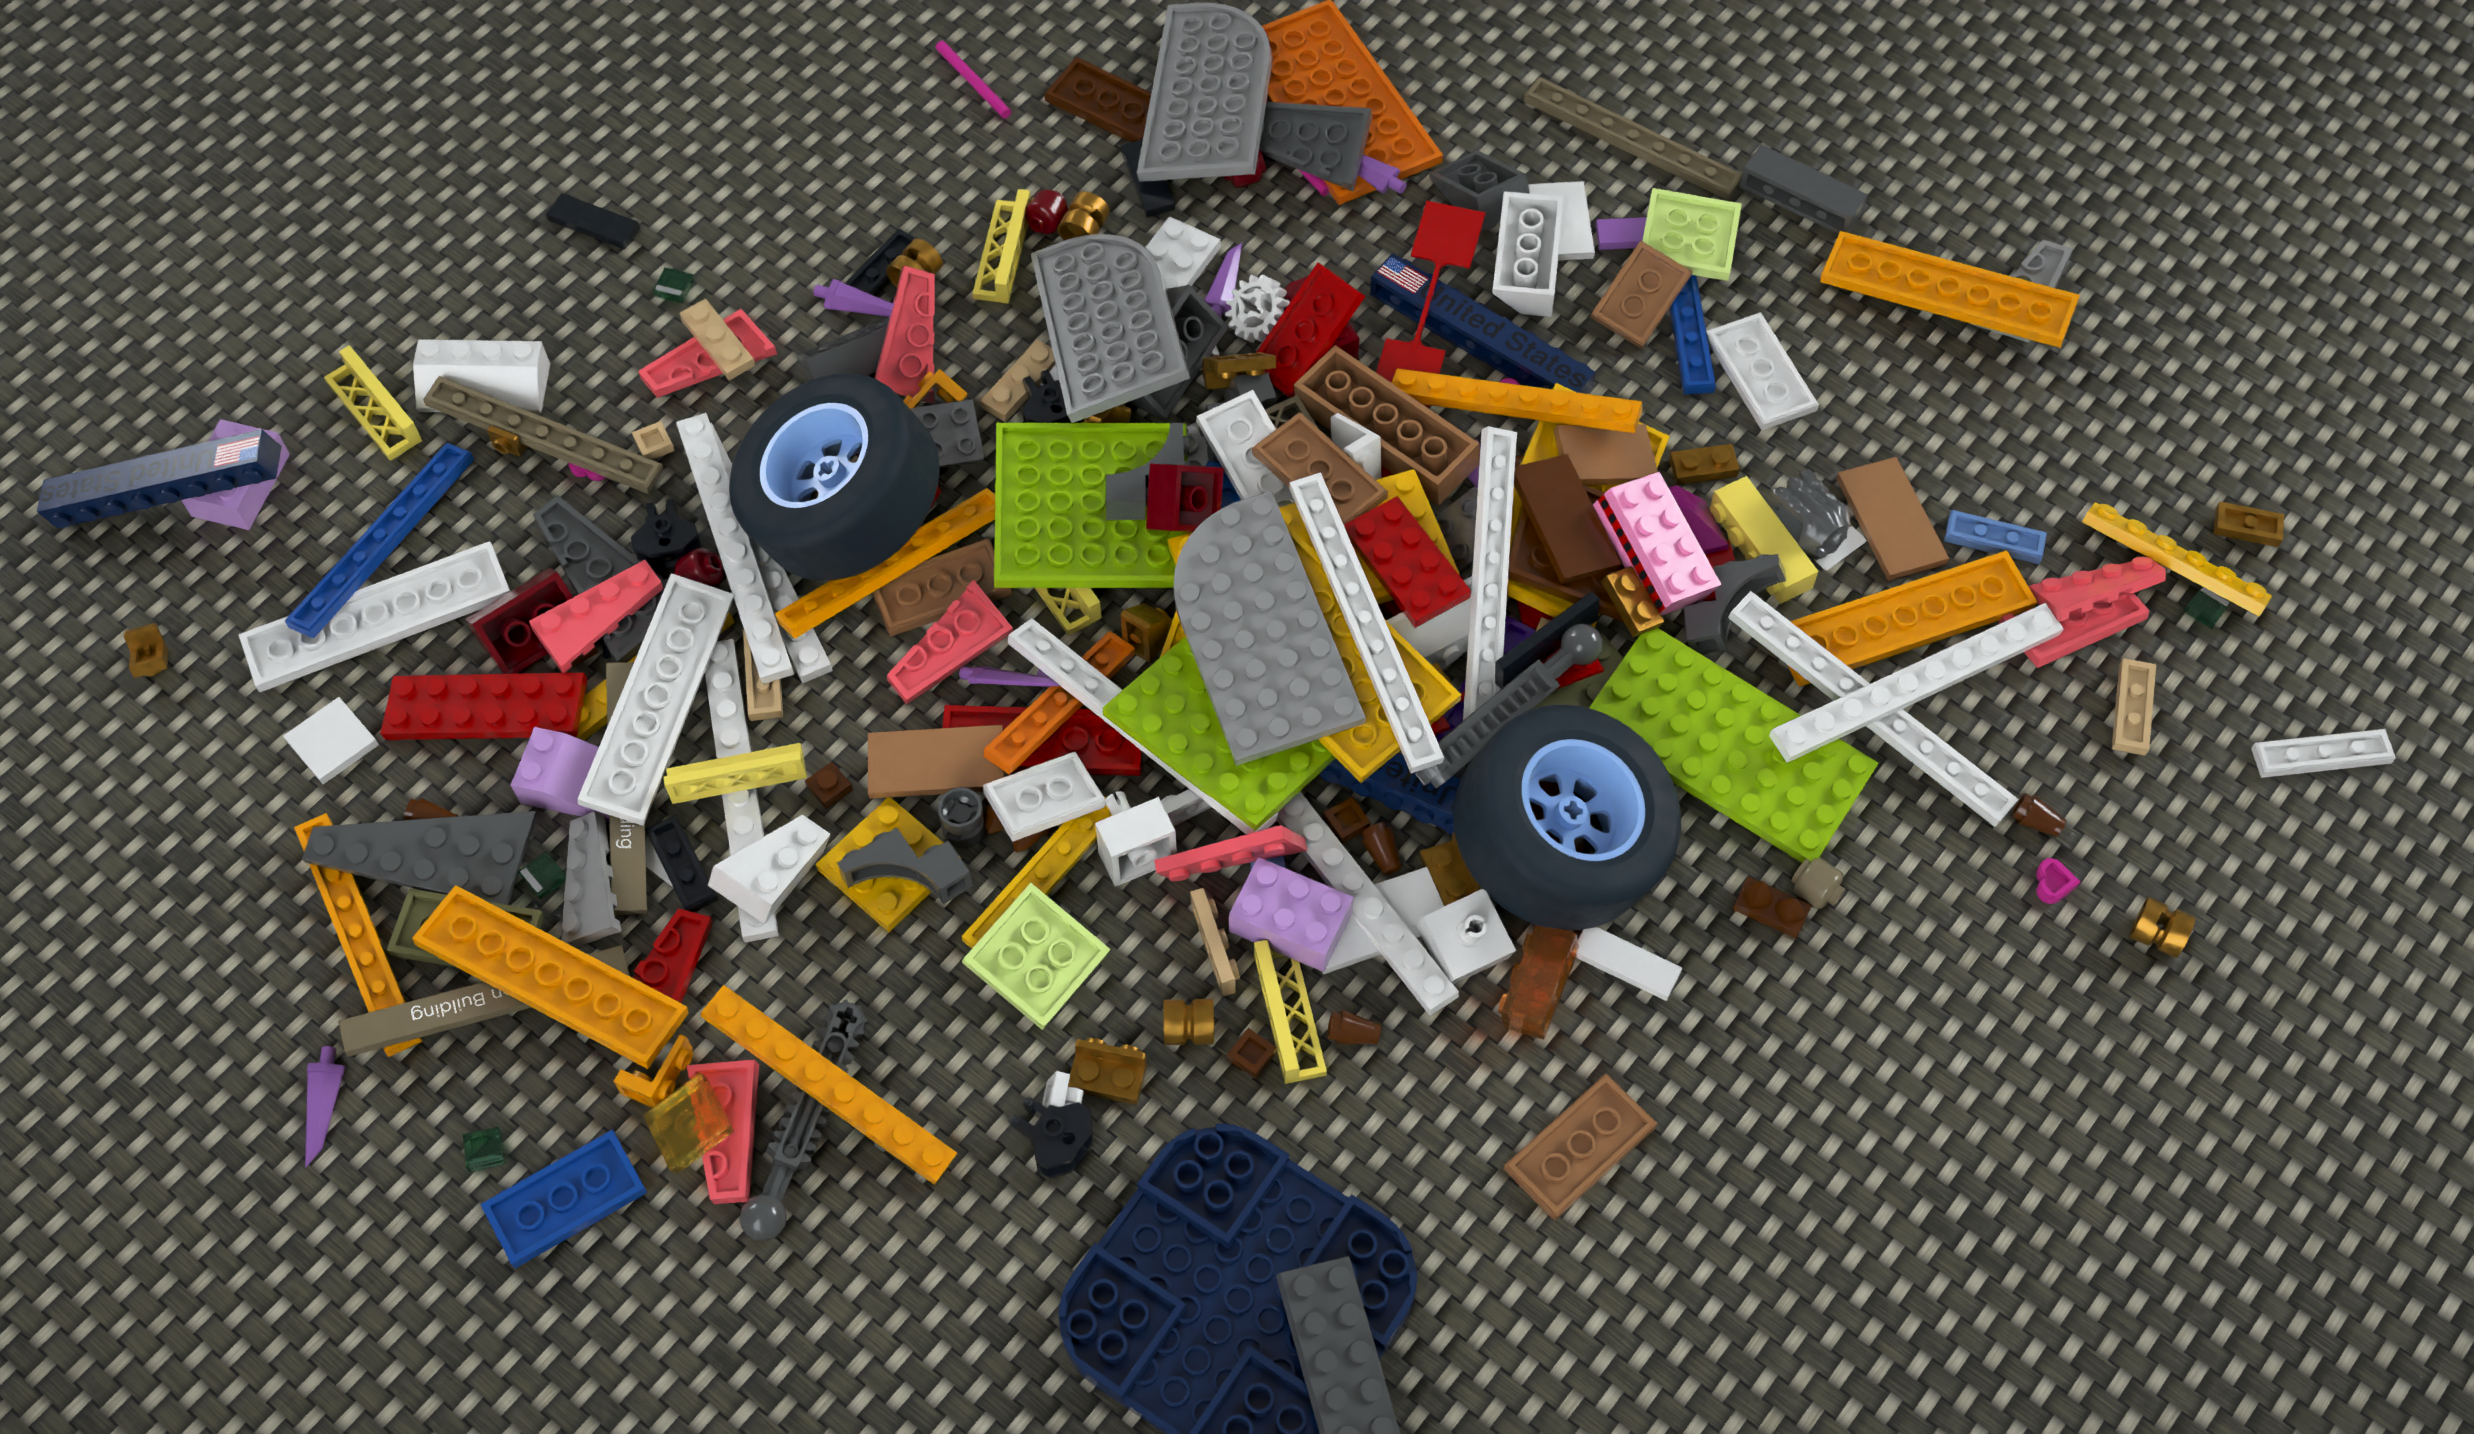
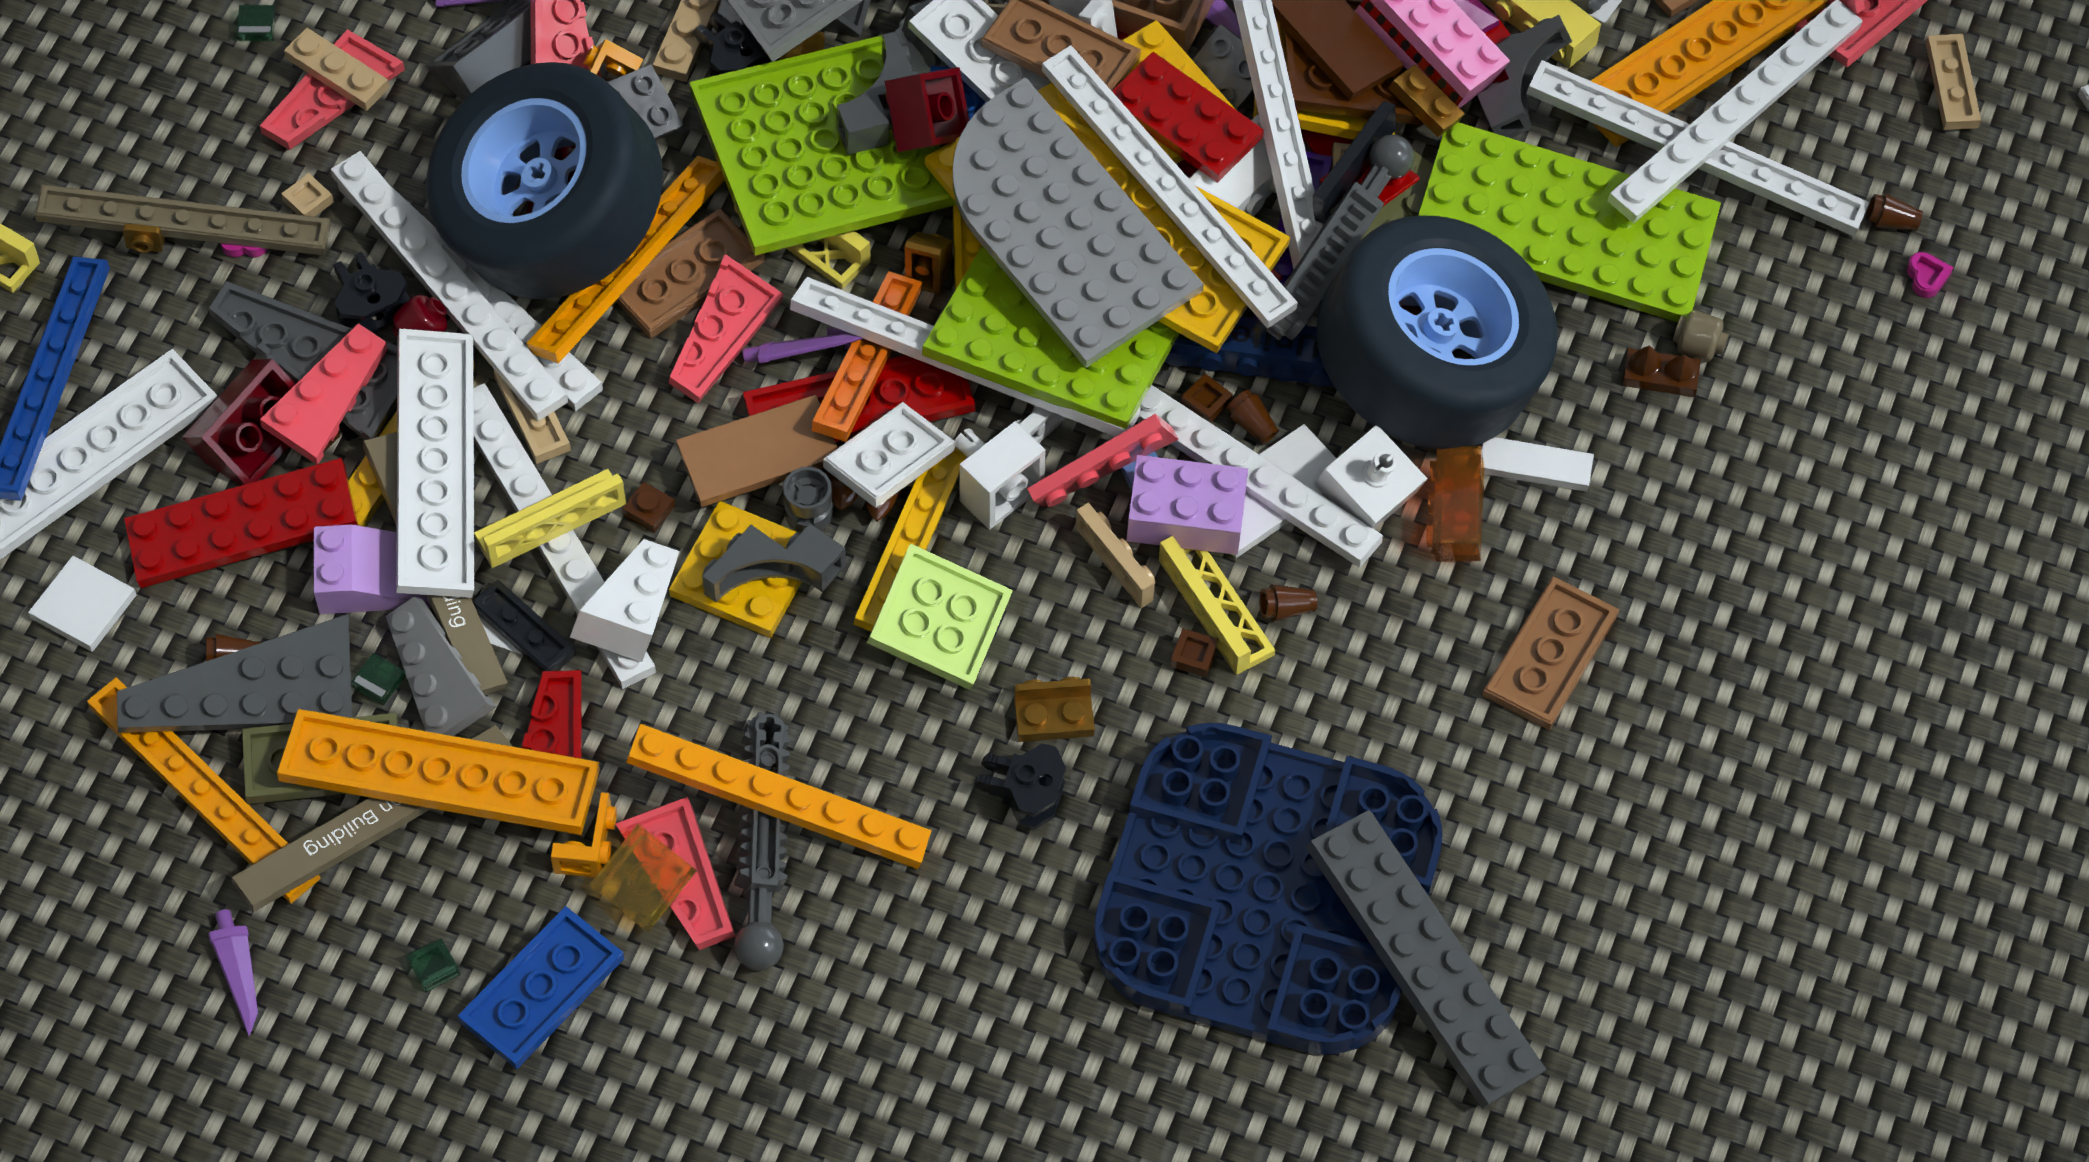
camera: 20 degrees left, 0 degrees up
(500, 369) = (96, 160): white slope -> none
(1058, 1093) = (1013, 740): white tile -> none
(1188, 1021) = (1120, 638): pearl gold wheel -> none
(1449, 871) = (1331, 419): pearl gold bracket -> none
(2175, 929) = (2058, 291): pearl gold wheel -> none

